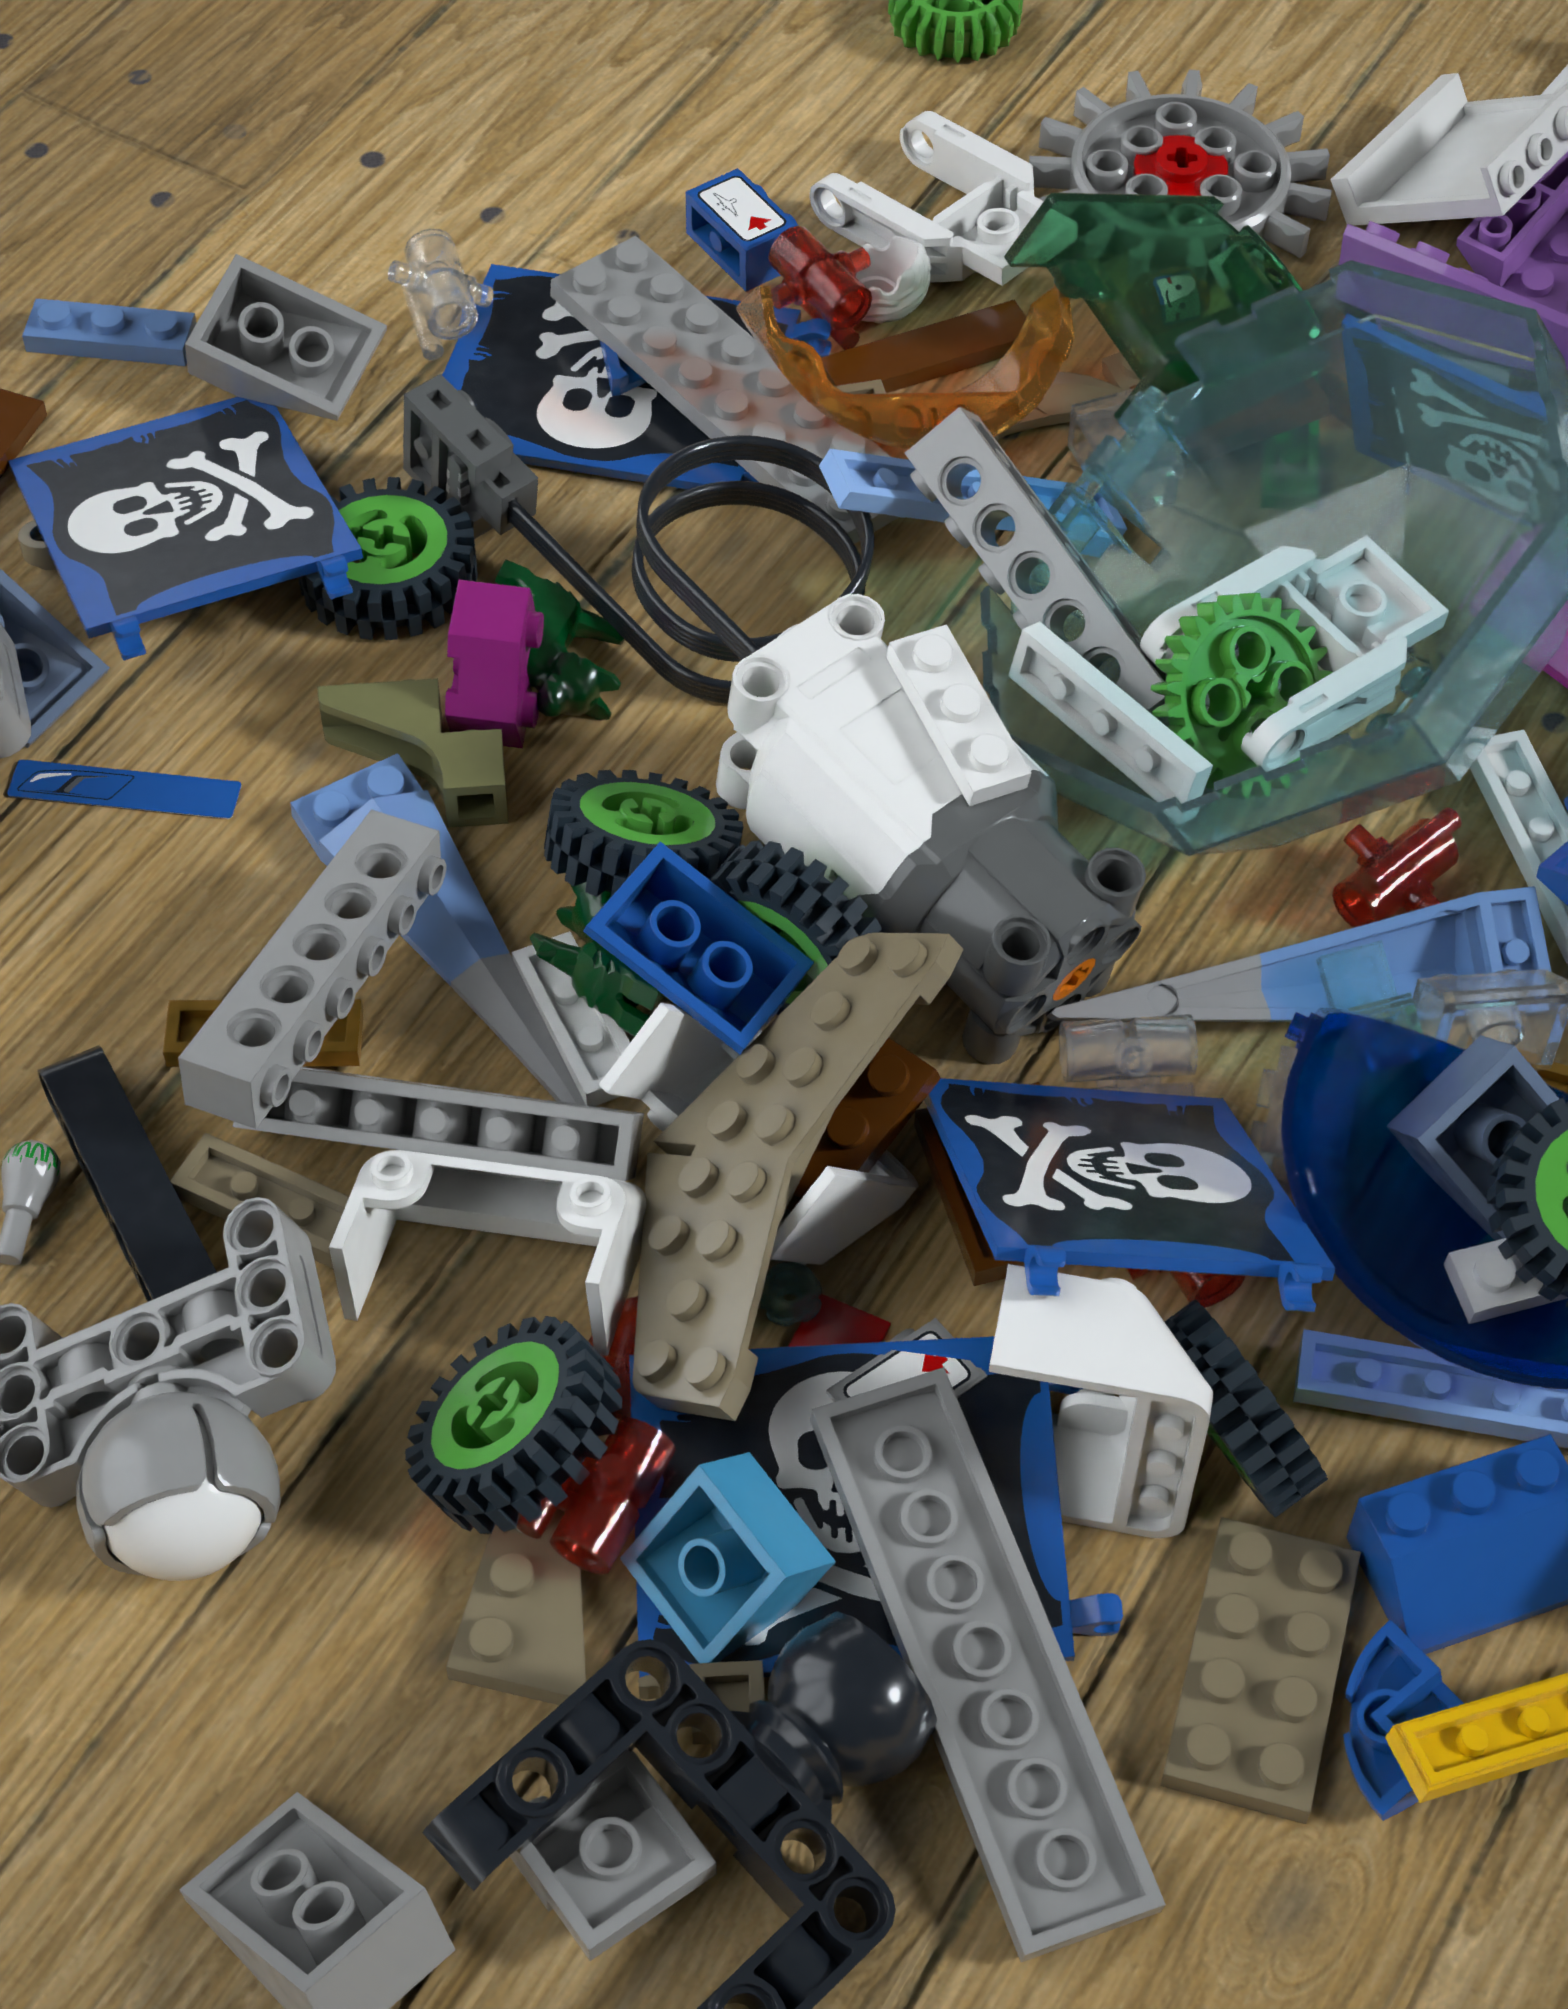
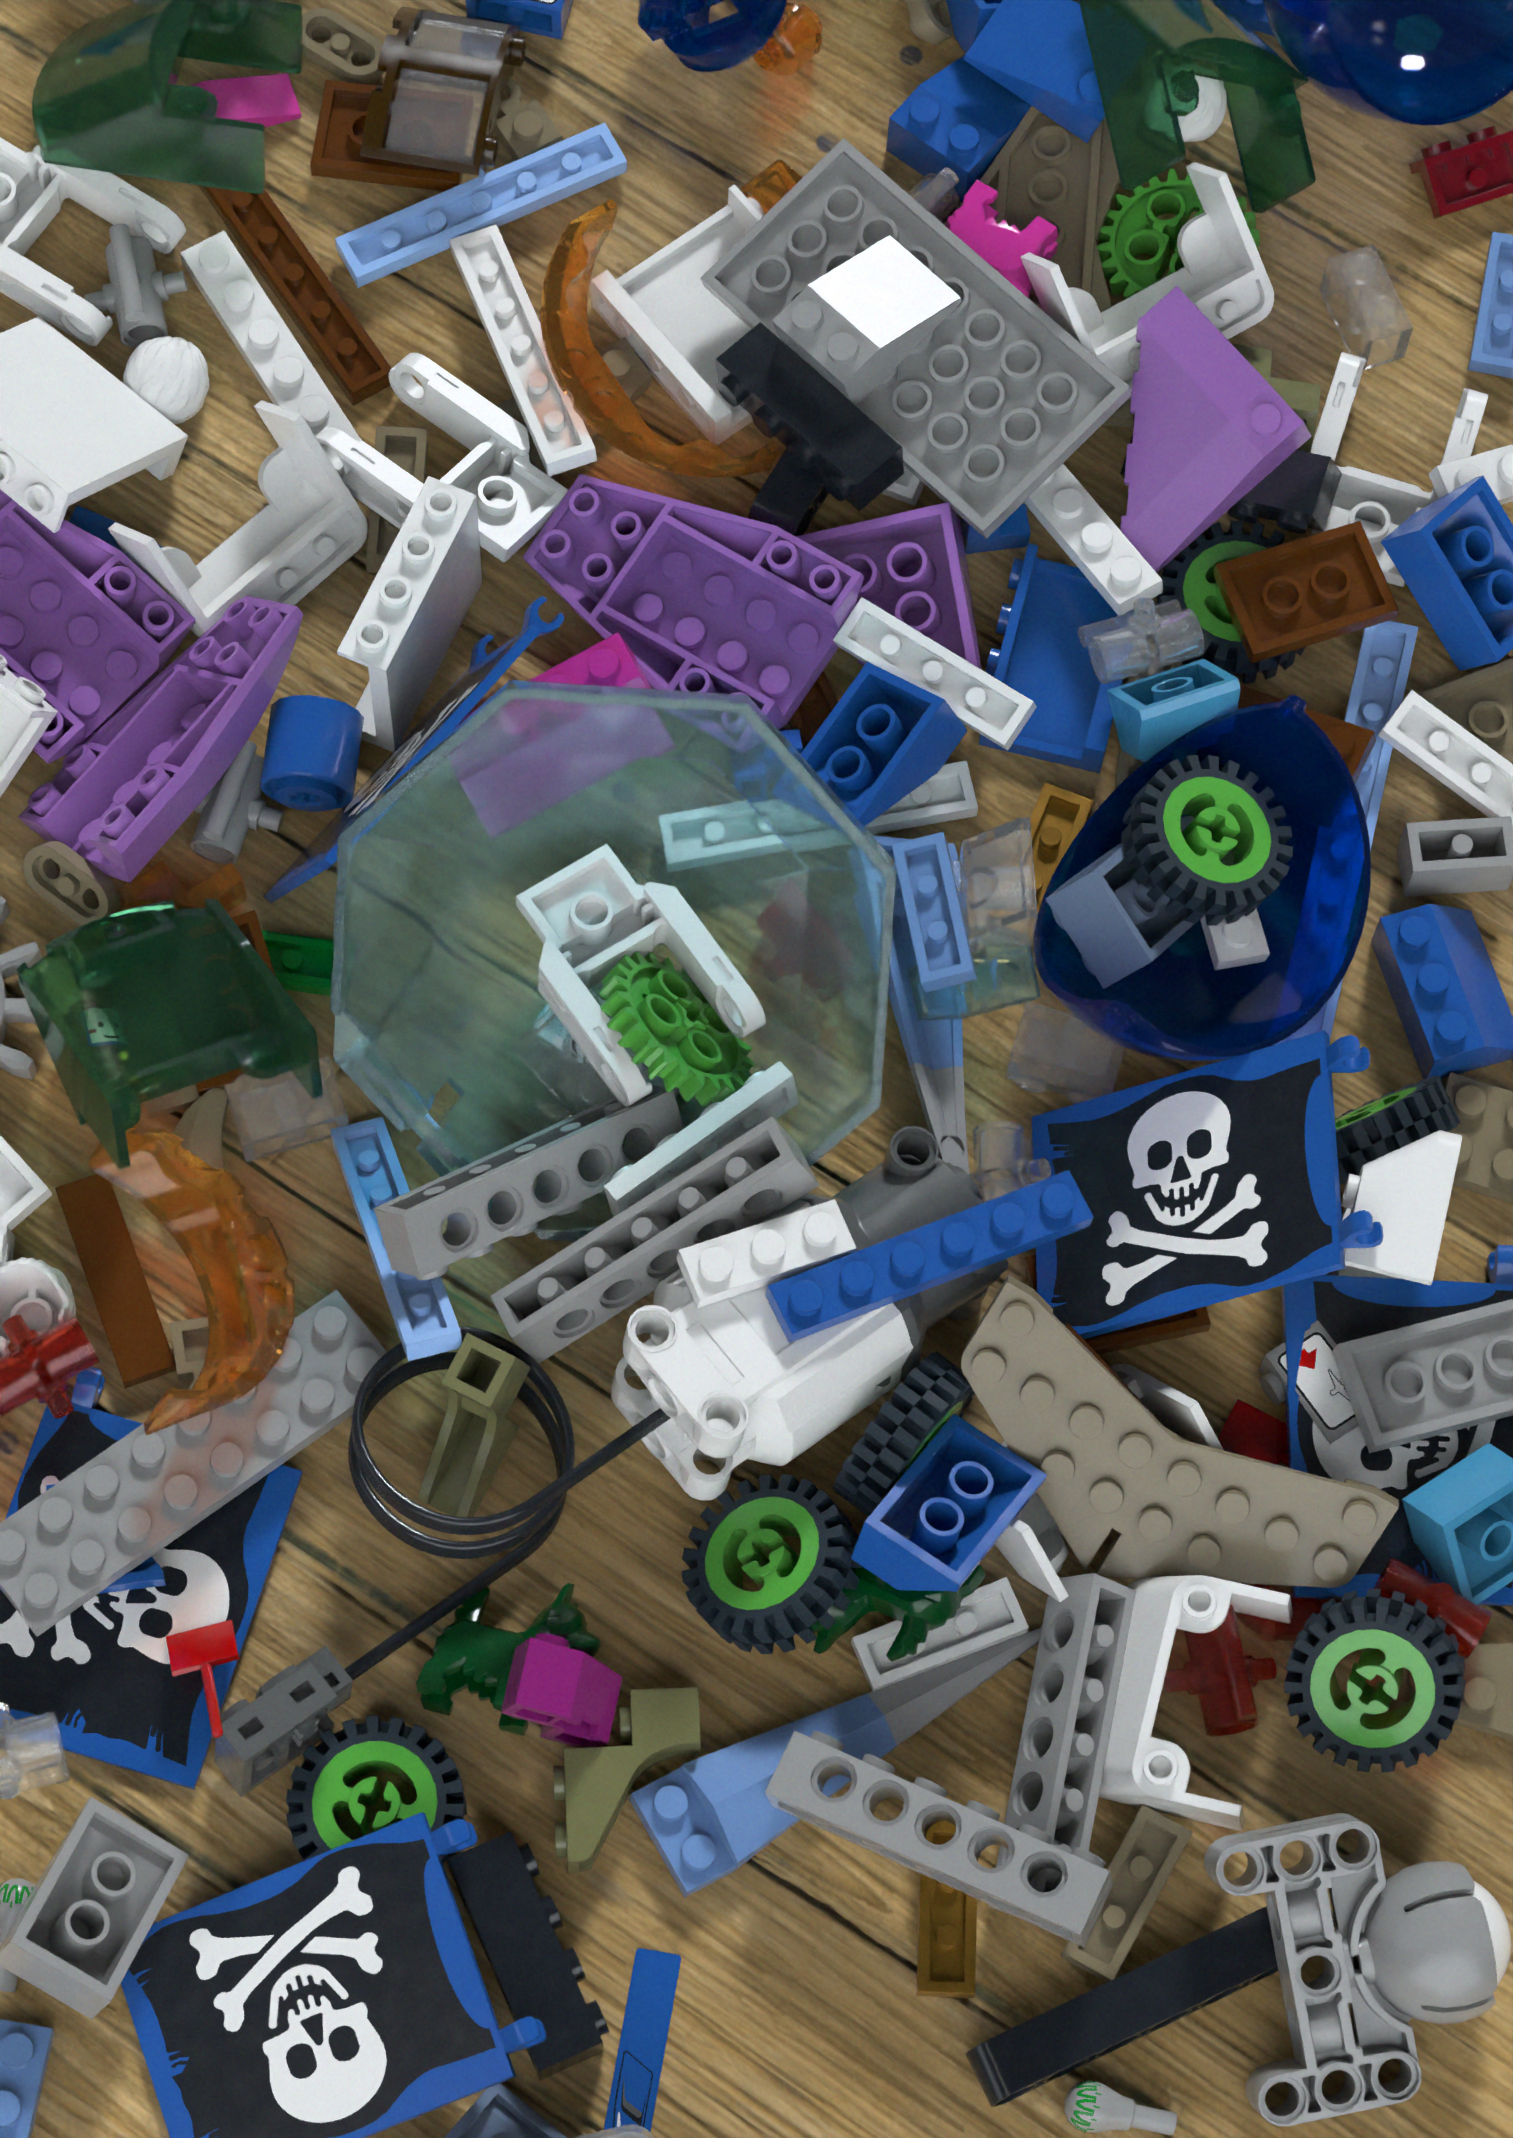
camera: 90 degrees left, 15 degrees up
(228, 676) = (525, 1952): none -> black brick
(527, 1285) = (1221, 1678): none -> clear red pin
(539, 411) = (200, 1651): none -> red piece
(777, 589) = (475, 1427): none -> olive arch
(981, 878) = (928, 1256): none -> blue plate
(1039, 693) = (641, 1244): none -> light grey brick
(1446, 944) = (934, 912): none -> medium blue plate

